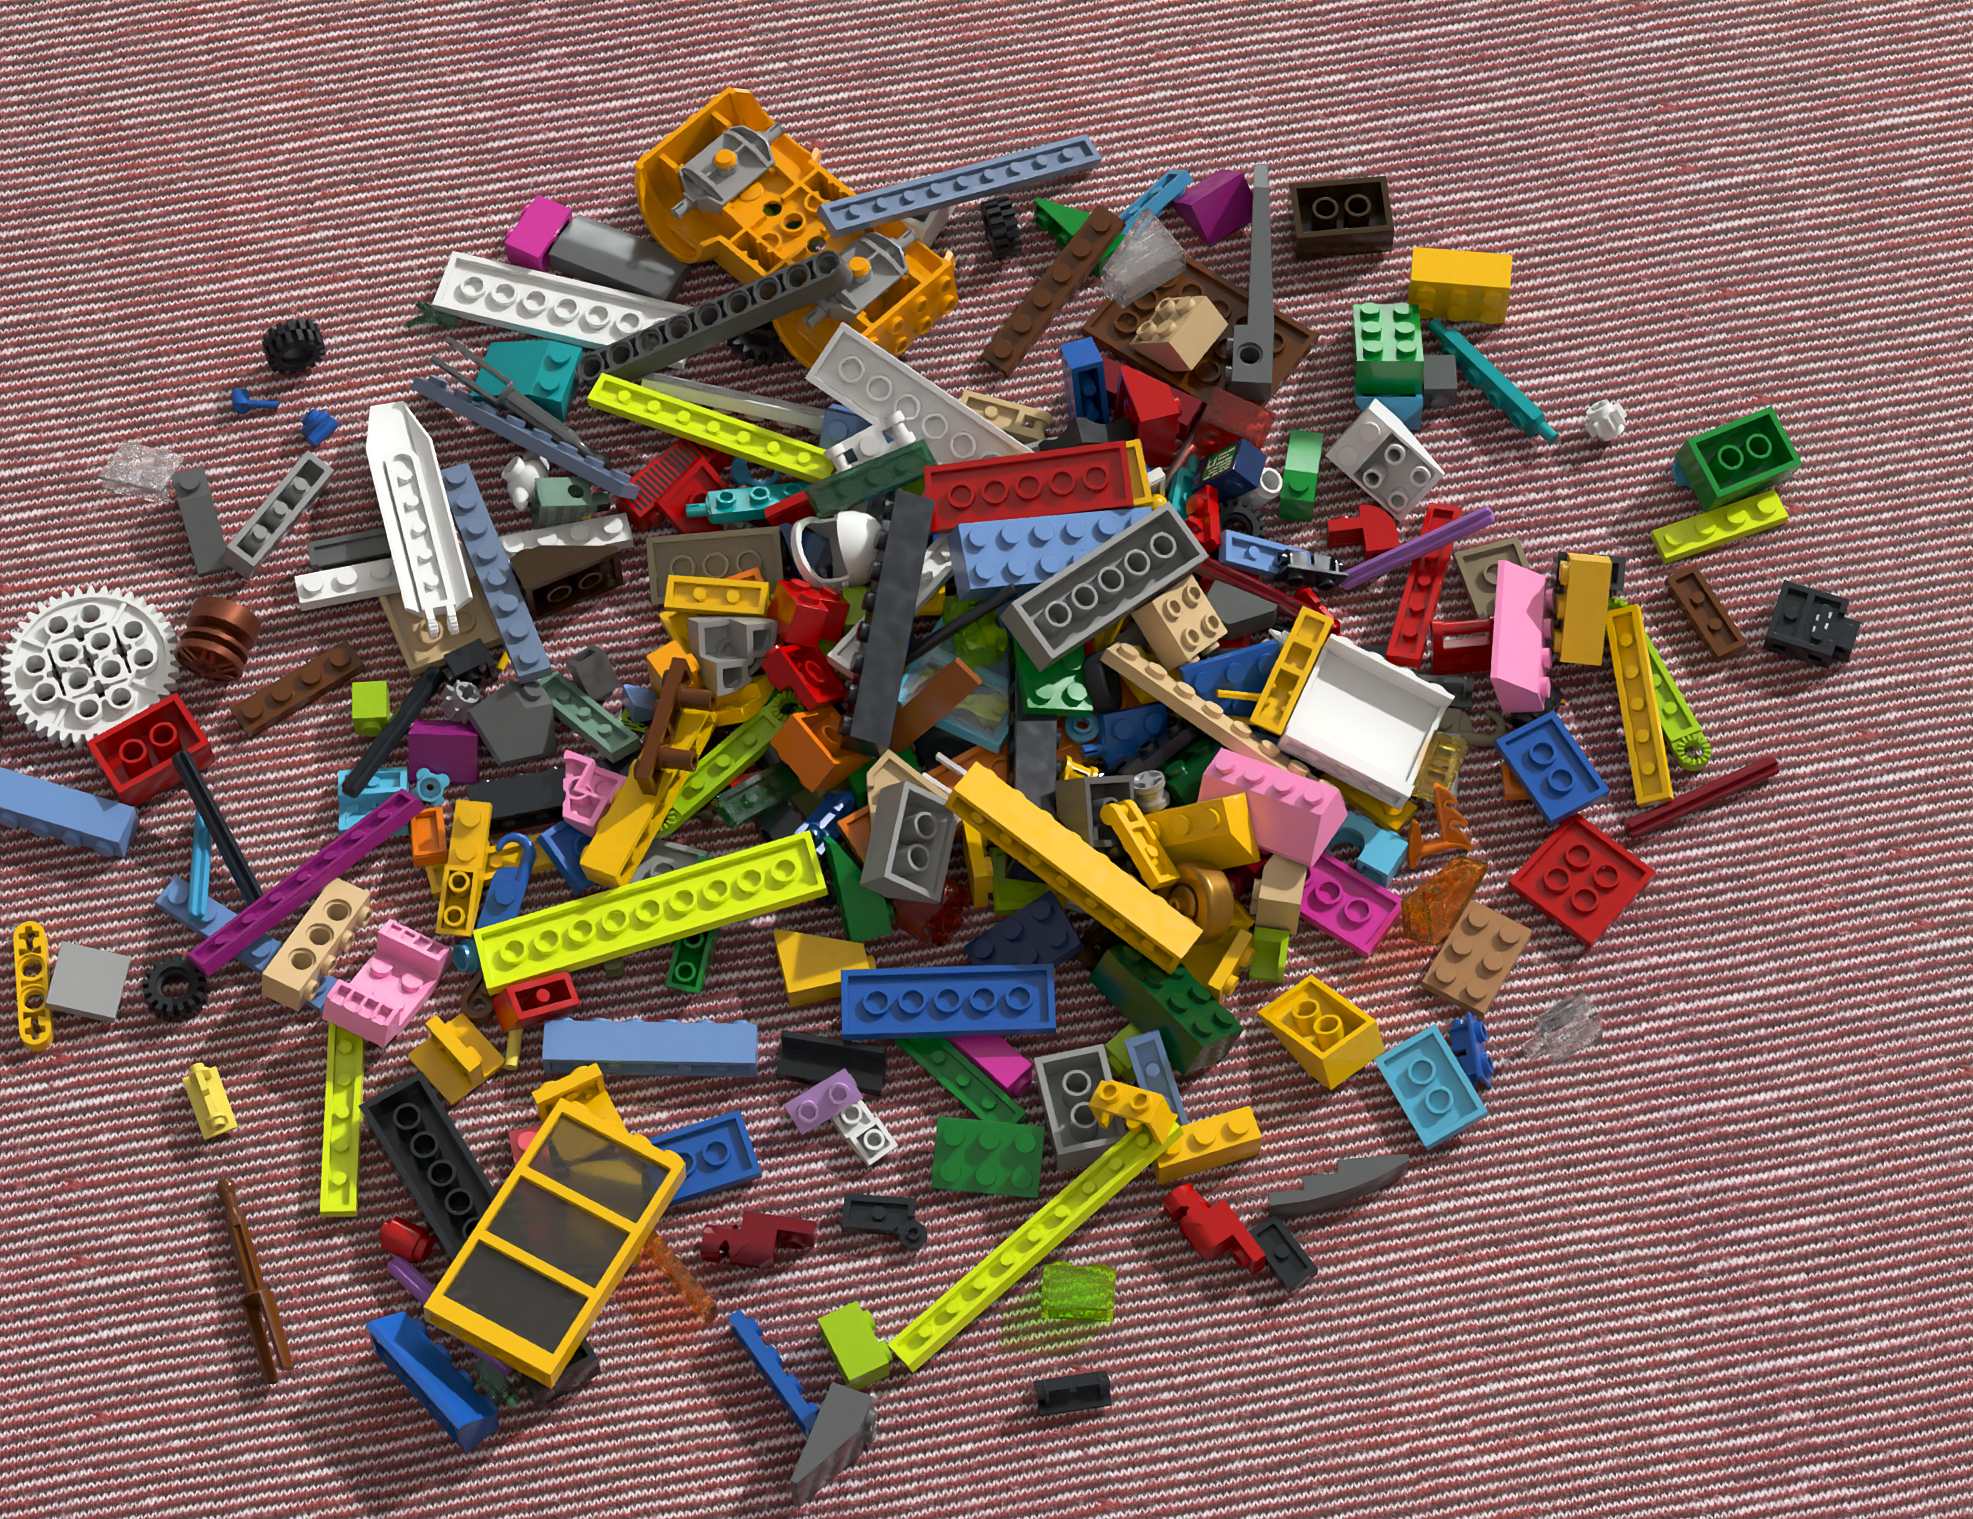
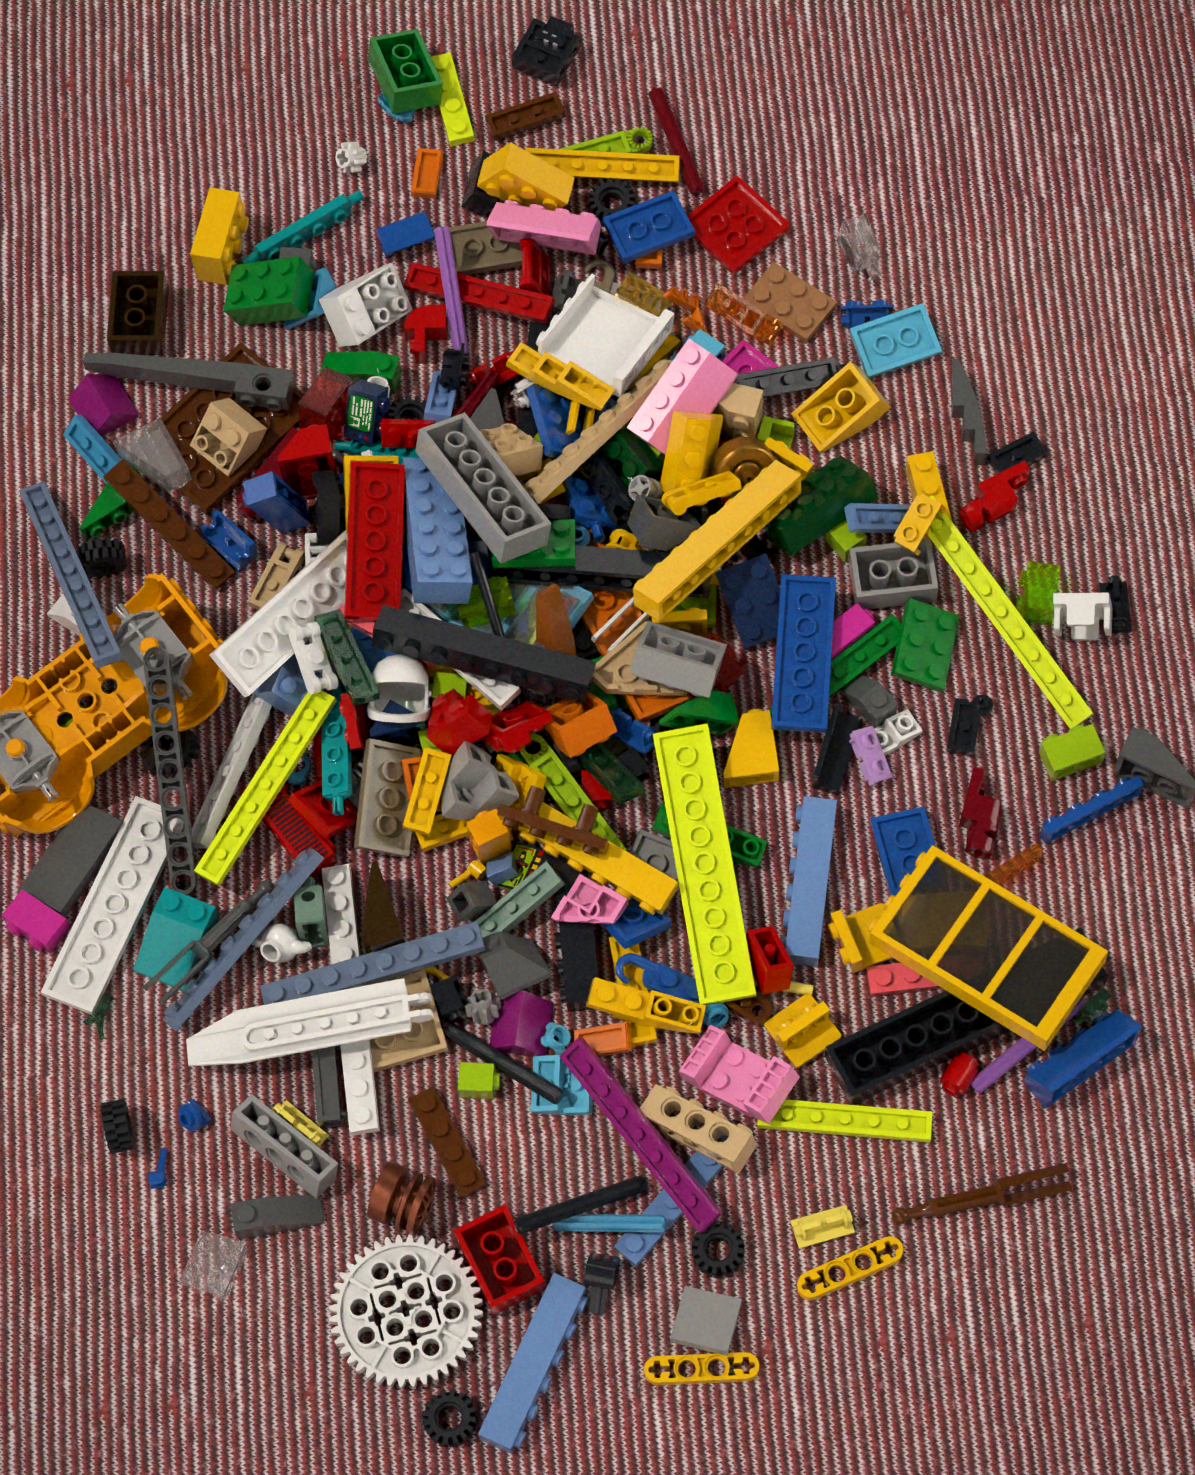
camera: 80 degrees left, 5 degrees up
(135, 859) = (601, 1275): none -> black beam
(157, 1138) = (847, 1263): none -> yellow beam
(310, 527) = (301, 1122): none -> light yellow hinge
(640, 675) = (475, 868): none -> yellow hand
(904, 1098) = (870, 700): none -> dark grey slope
(1043, 365) = (229, 541): none -> blue hinge
(1043, 1338) = (1083, 614): none -> white panel
(1349, 952) = (791, 377): none -> black plate
(1502, 496) = (405, 233): none -> blue hinge
(1603, 513) = (427, 173): none -> orange tile
(1603, 715) = (608, 190): none -> black tyre

